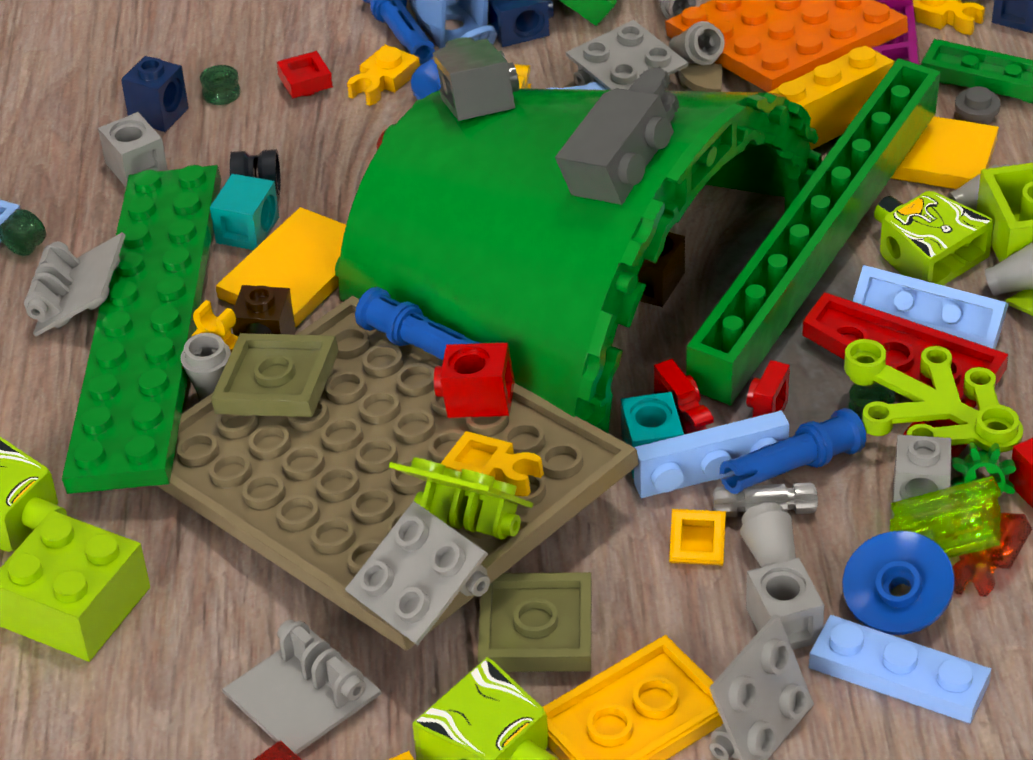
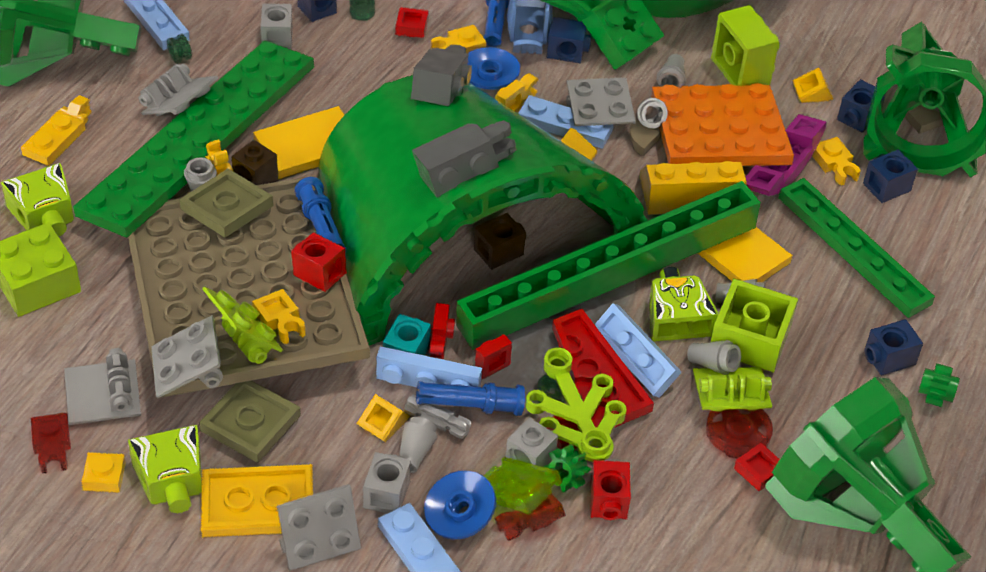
camera: 25 degrees right, 5 degrees up
(244, 211) = (304, 93): teal brick -> none
(266, 162) = (330, 72): black wheel -> none
(977, 105) = (794, 235): dark grey plate -> none

